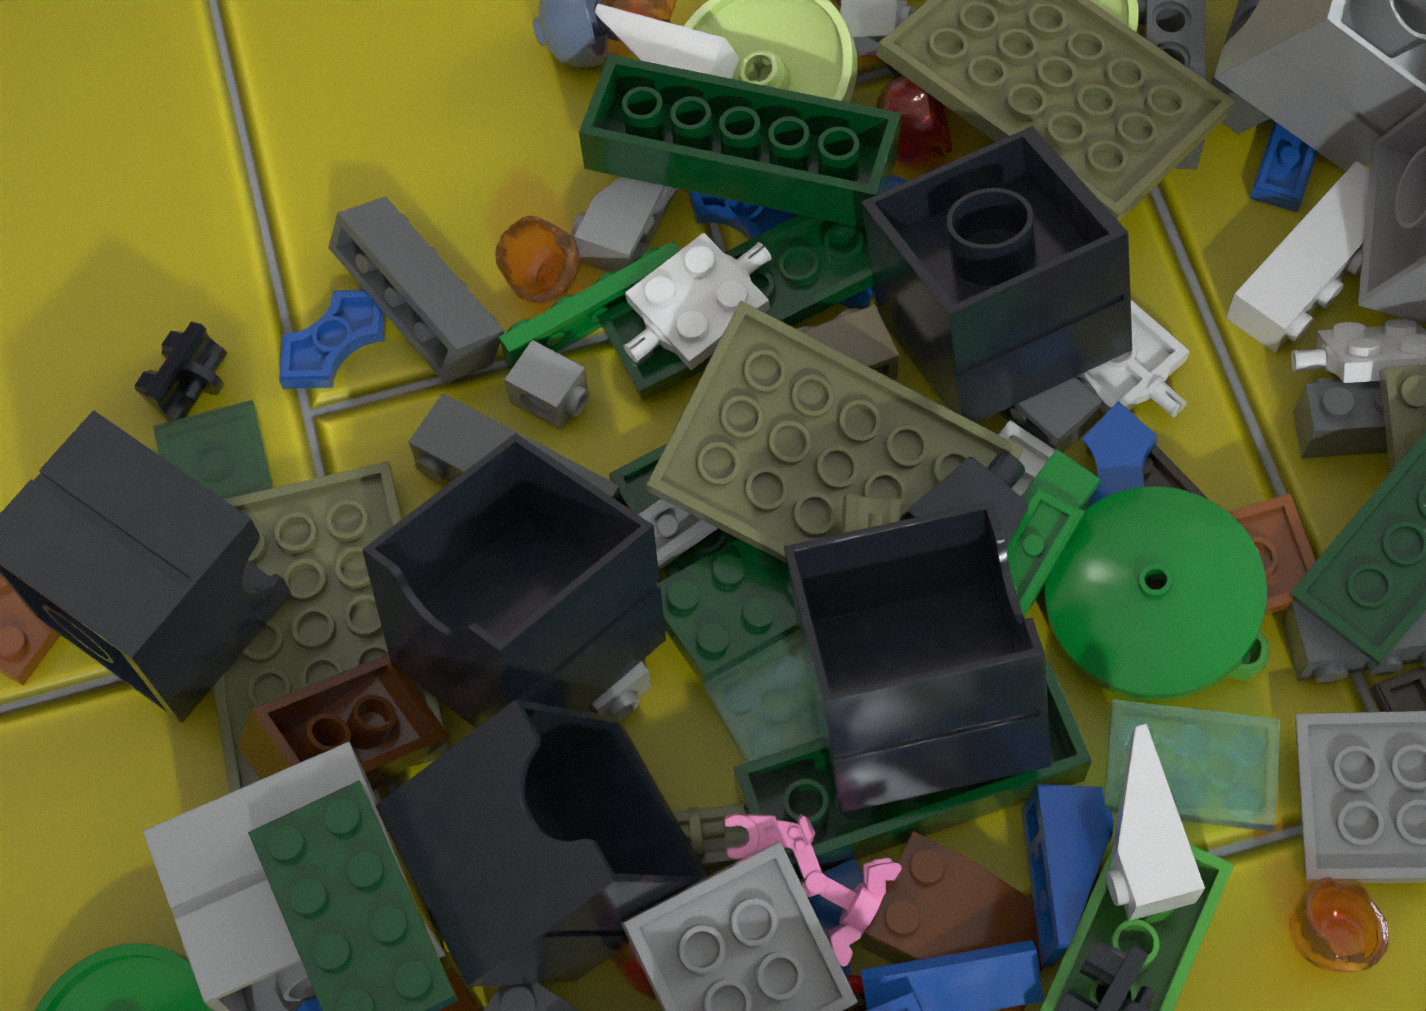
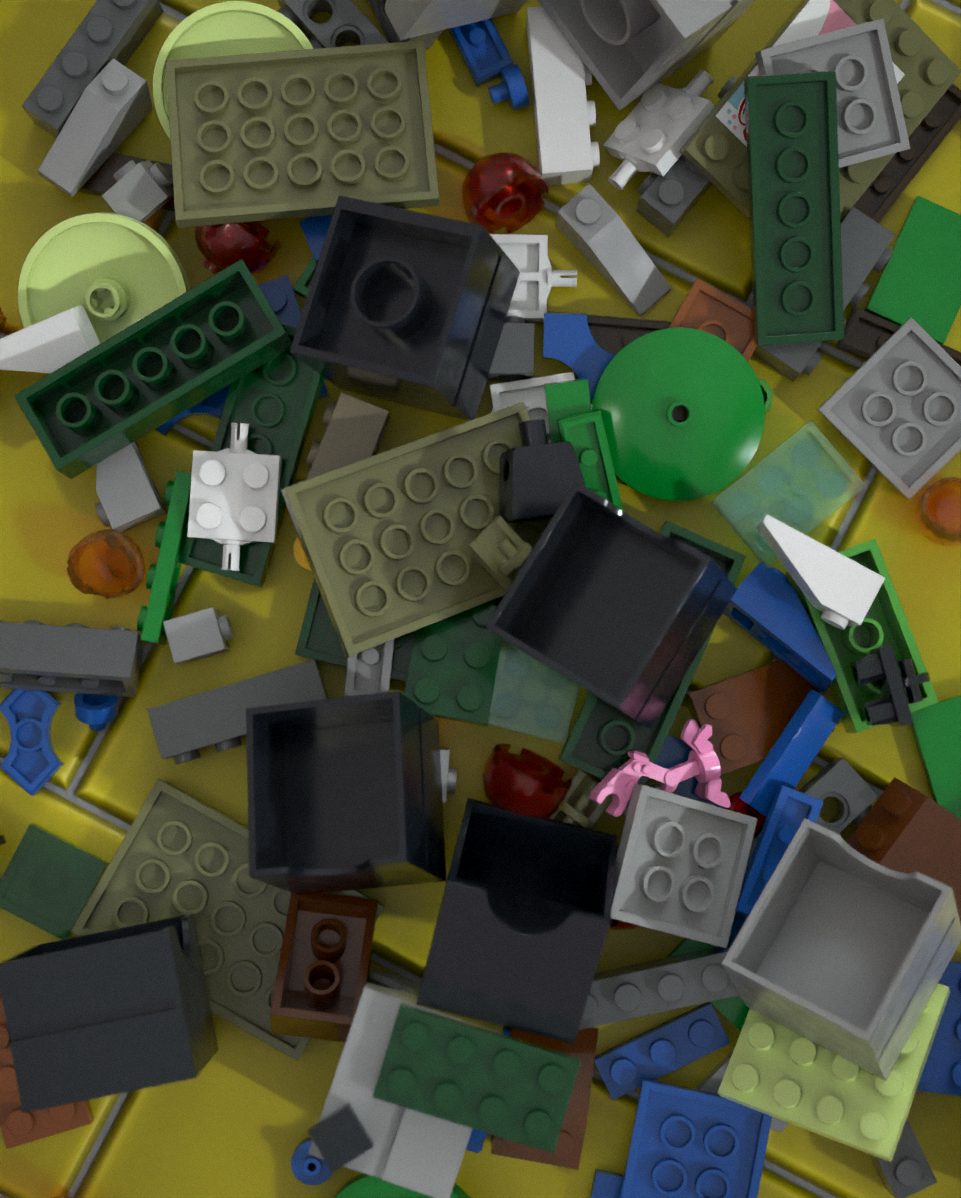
camera: 55 degrees left, 20 degrees up
(144, 909) = (302, 1168): none -> blue tile
(184, 841) = (340, 1137): none -> black tile
(404, 363) = (95, 709): none -> blue tile
(681, 762) = (524, 782): none -> clear red cylinder
(1183, 283) = (503, 192): none -> clear red cylinder
(1236, 414) = (612, 249): none -> light grey slope
(1277, 216) = (511, 88): none -> blue tile

